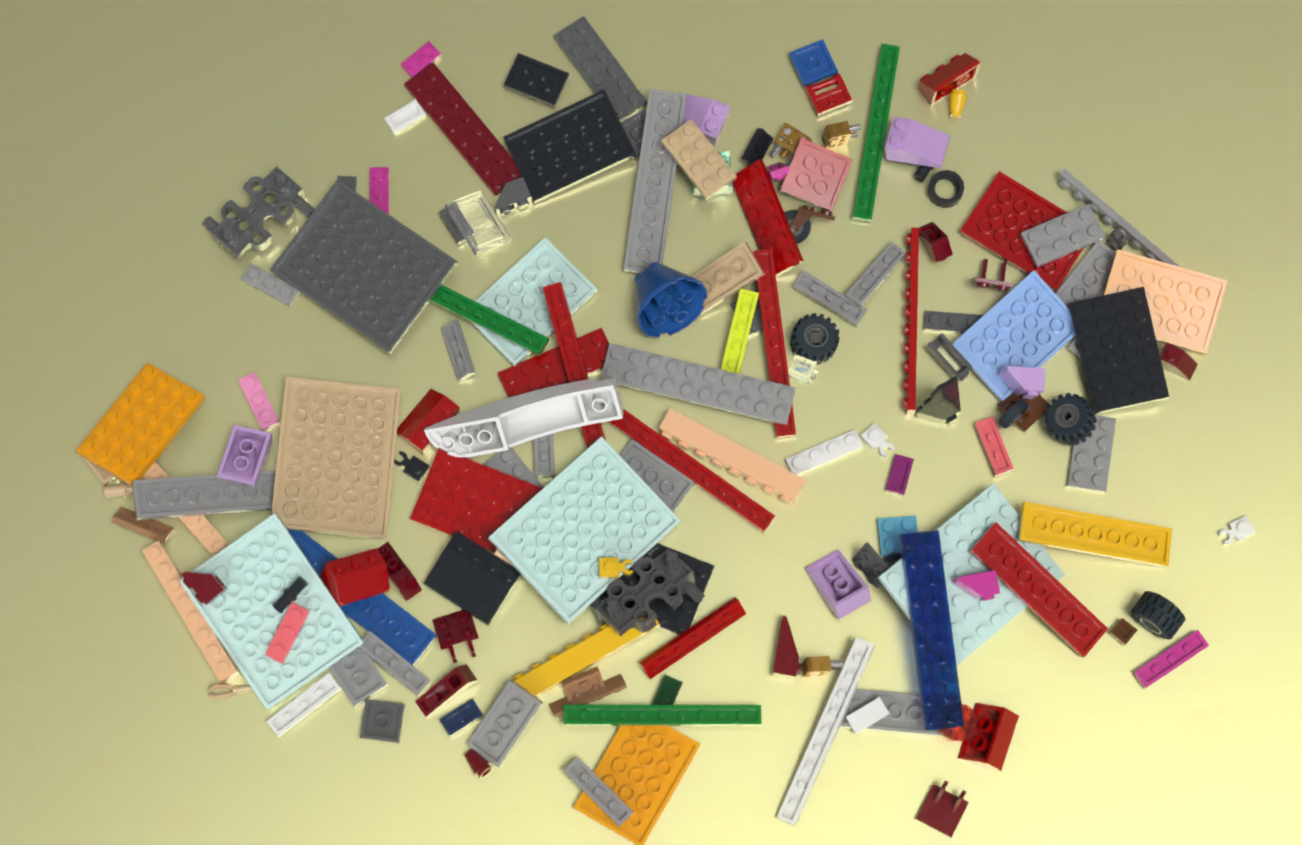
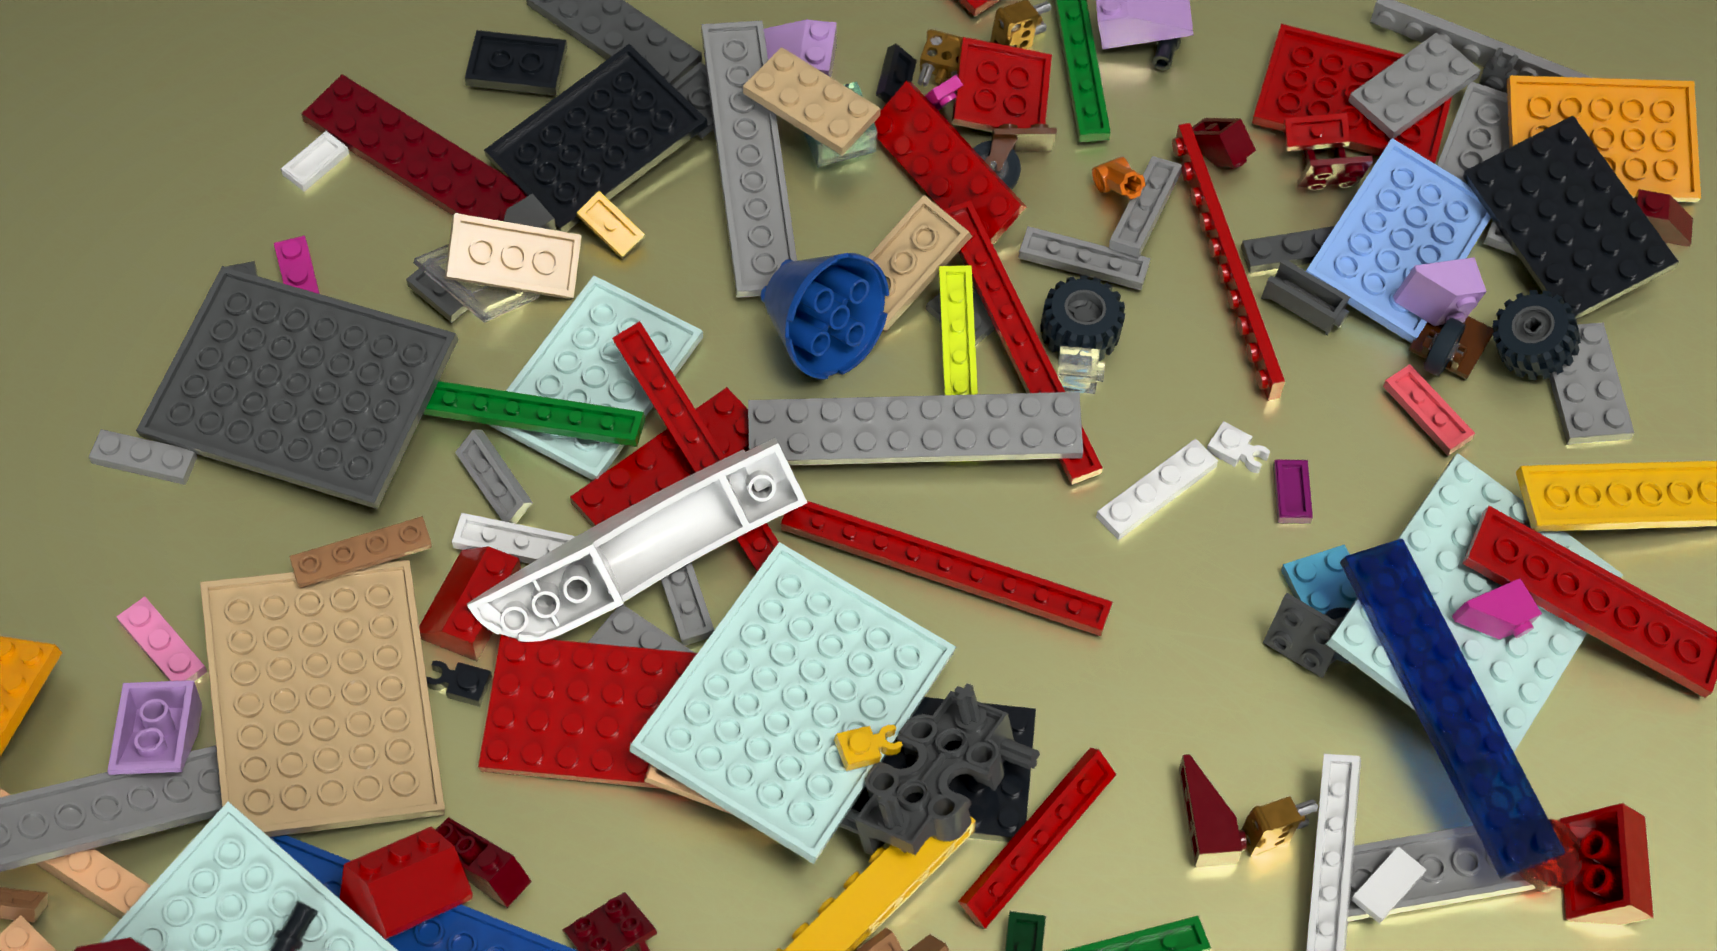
camera: 15 degrees left, 15 degrees down
(287, 195) = (144, 311): dark grey gear -> none
(375, 379) = (360, 552): none -> medium nougat bracket
(421, 59) = (320, 75): dark pink plate -> none
(458, 390) = (512, 538): none -> white plate
(473, 578) = (619, 835): black slope -> none
(501, 216) = (512, 256): none -> plate
(563, 206) = (610, 224): none -> yellow plate
(661, 477) = (908, 591): light grey plate -> none
(731, 456) = (1008, 528): light nougat brick -> none
(839, 584) = (1259, 683): lavender slope -> none
(865, 251) = (1119, 177): none -> orange piece
(942, 405) = (1329, 356): wedge -> none
(950, 175) = (1211, 49): black tyre -> none
(992, 253) = (1316, 132): none -> red plate

